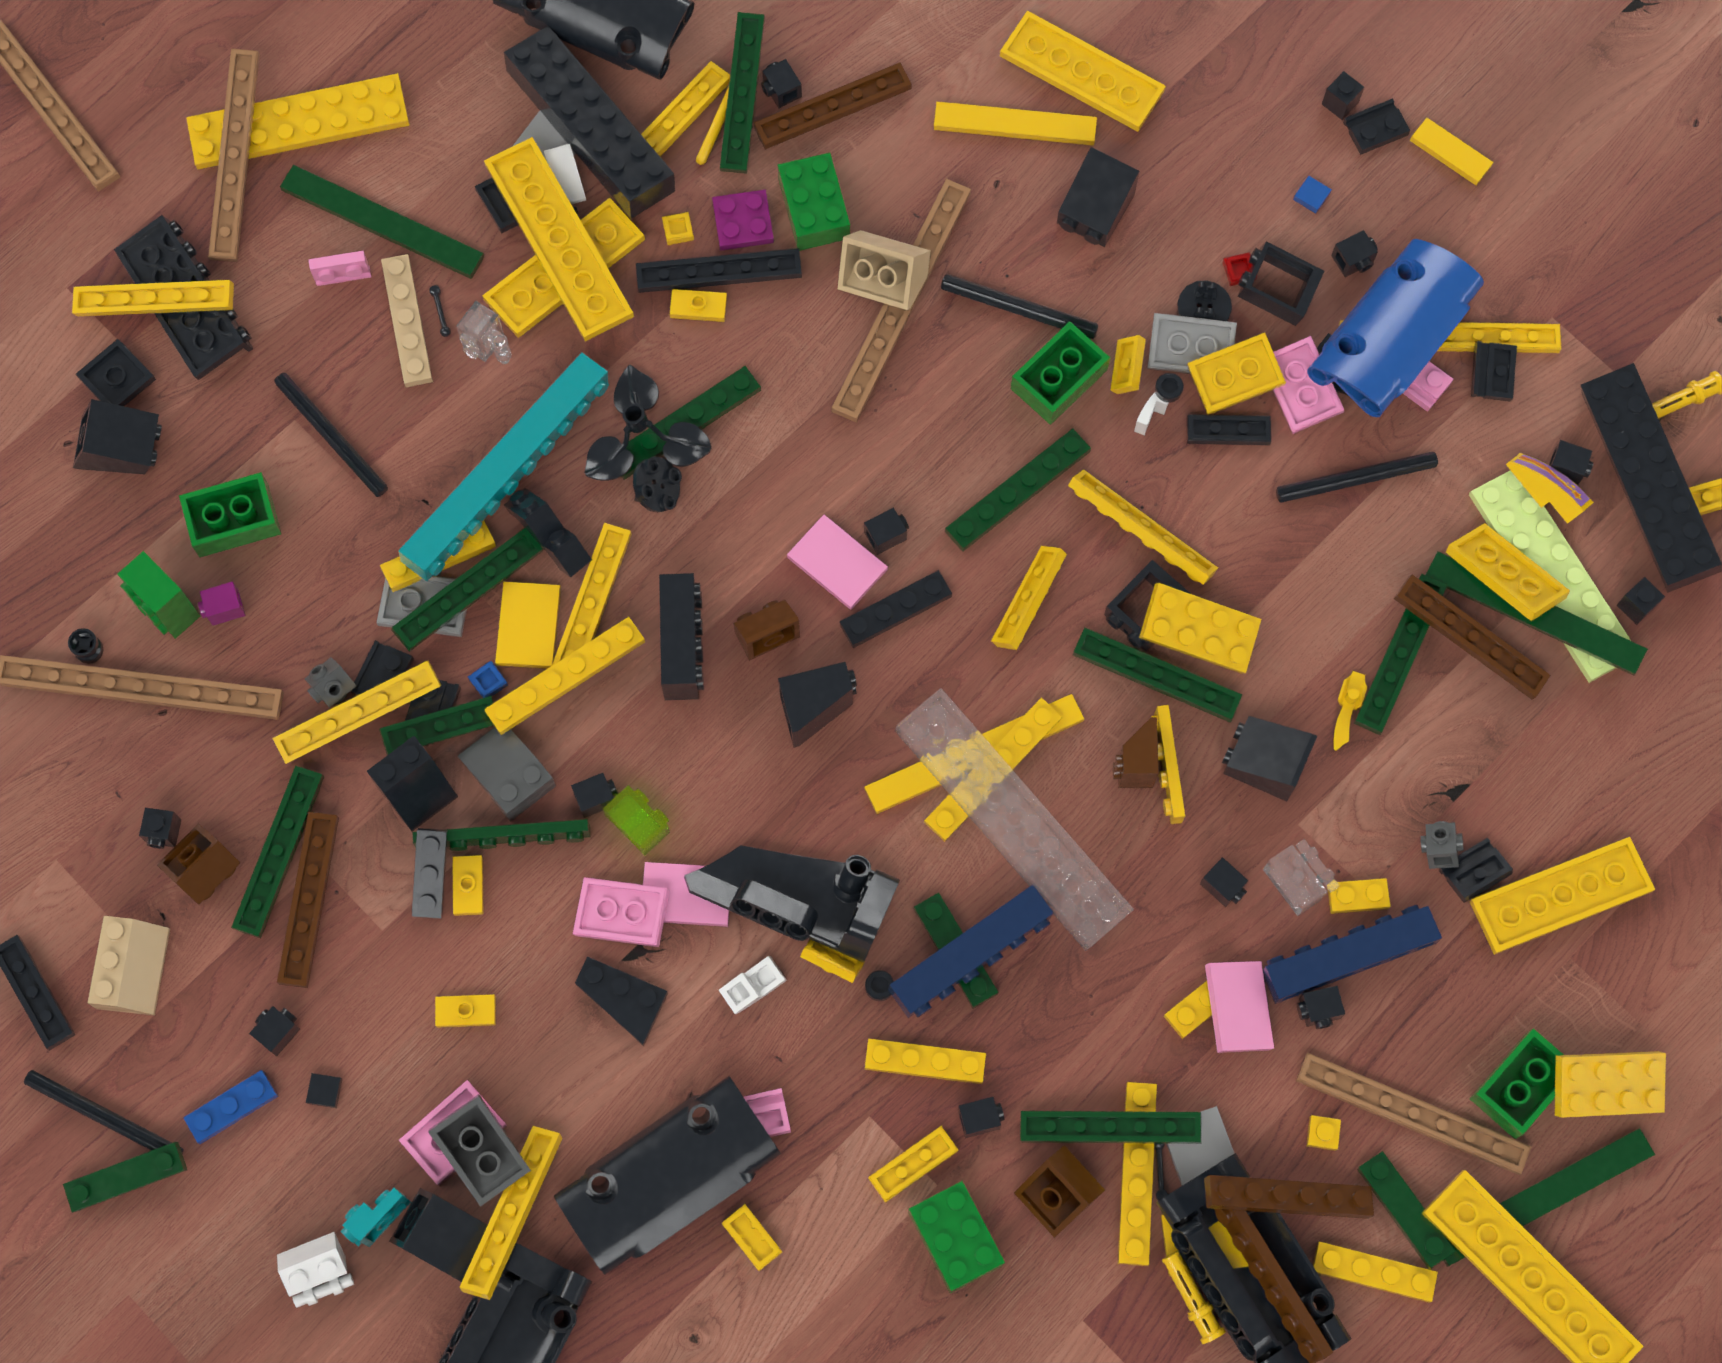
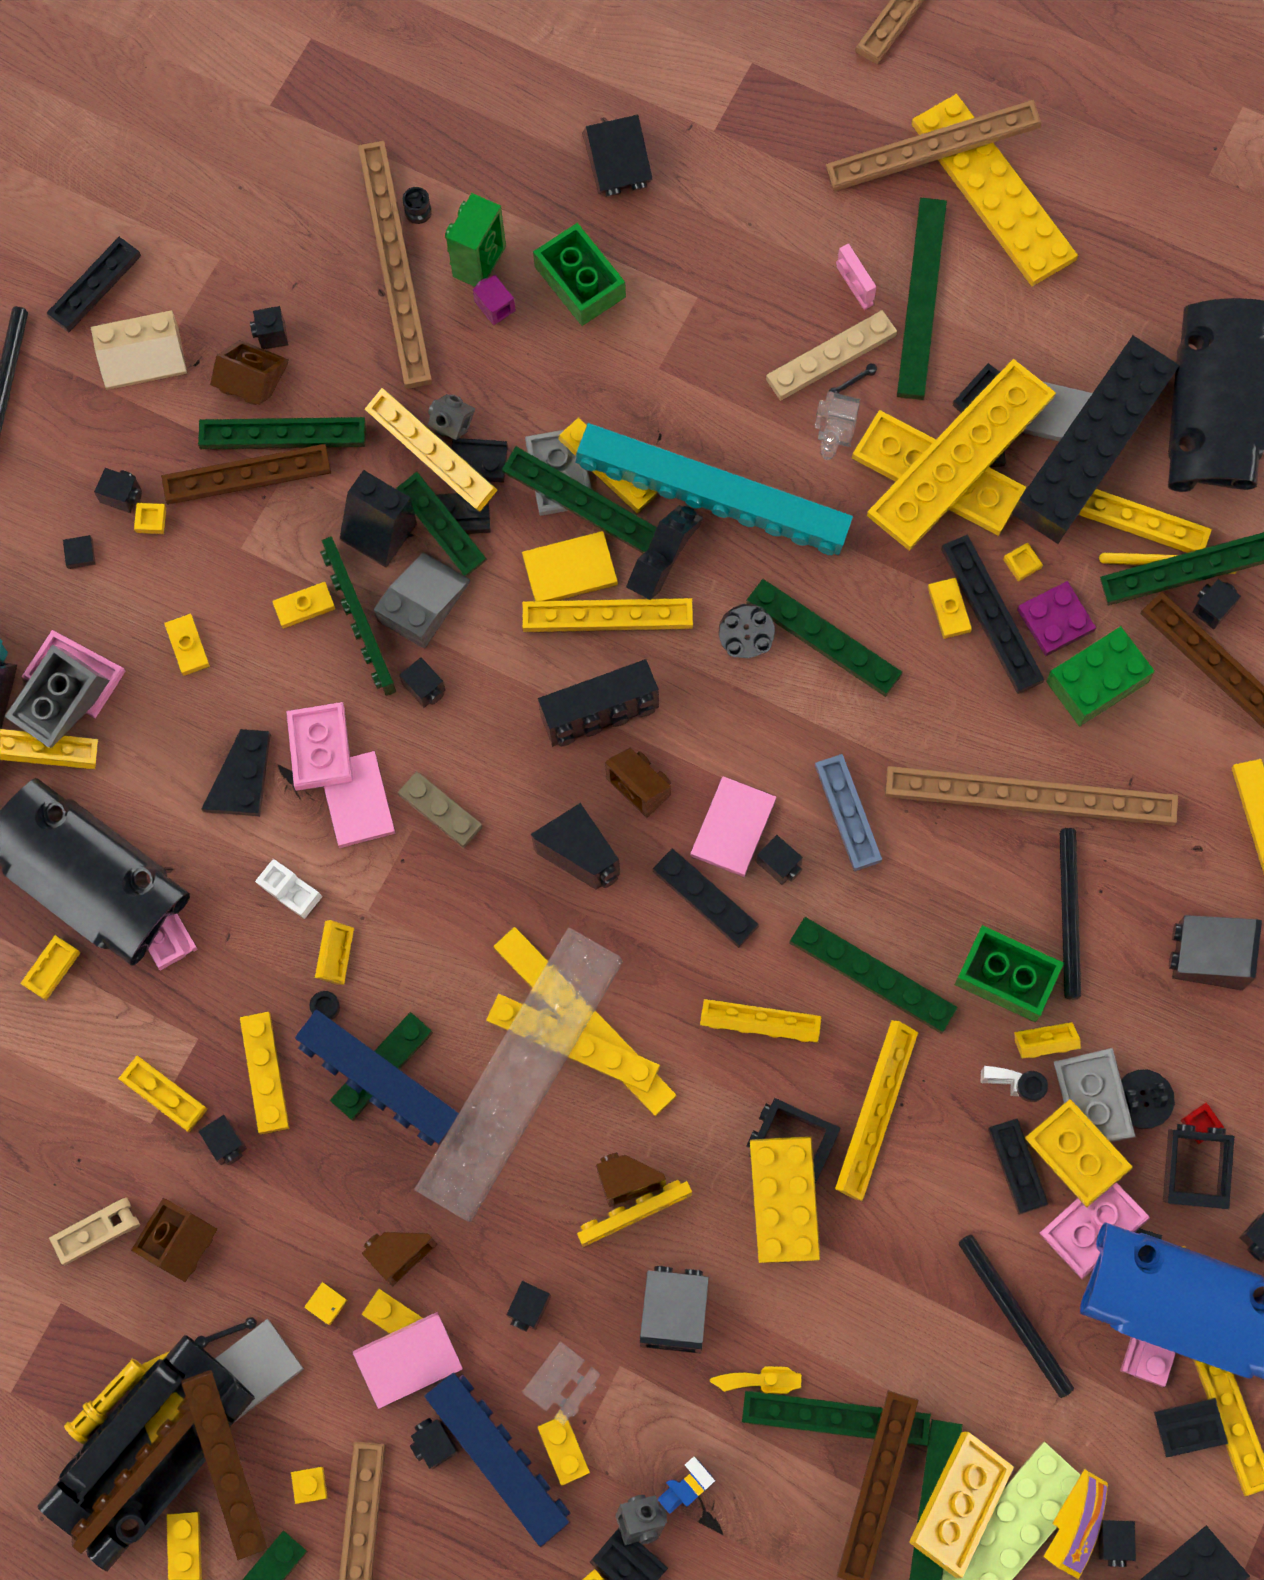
camera: 75 degrees right, 0 degrees up
(115, 375) = (679, 132): black plate -> none
(153, 298) = (762, 132): yellow plate -> none
(163, 256) = (778, 158): black bracket -> none
(230, 1107) = (42, 481): blue plate -> none
(317, 1008) = (150, 518): none -> yellow plate
(331, 434) = (692, 332): black axle -> none
(429, 873) = (300, 565): plate -> none
(487, 680) = (503, 552): blue tile -> none
(564, 675) = (527, 615): yellow plate -> none
(566, 172) = (1035, 439): white slope -> none
(633, 397) = (834, 581): black plant -> none
(636, 819) = (411, 729): clear neon green brick -> none
(724, 820) = (440, 809): none -> dark tan plate
(800, 895) = (384, 902): black panel -> none
(860, 457) = (848, 812): none -> sand blue plate
(882, 269) = (1052, 764): tan slope -> none
(956, 1237) = (100, 1154): green brick -> none
(1027, 1267) = (93, 1232): none -> tan plate
(1111, 1127) = (246, 1269): dark green plate -> none
(1136, 1183) = (214, 1311): yellow plate -> none
(1143, 984) = (397, 1253): none -> reddish brown slope
(1157, 674) = (725, 1174): dark green plate -> none
(1162, 1068) = (325, 1303): none -> yellow tile
(1426, 792) = (689, 1488): none -> hips

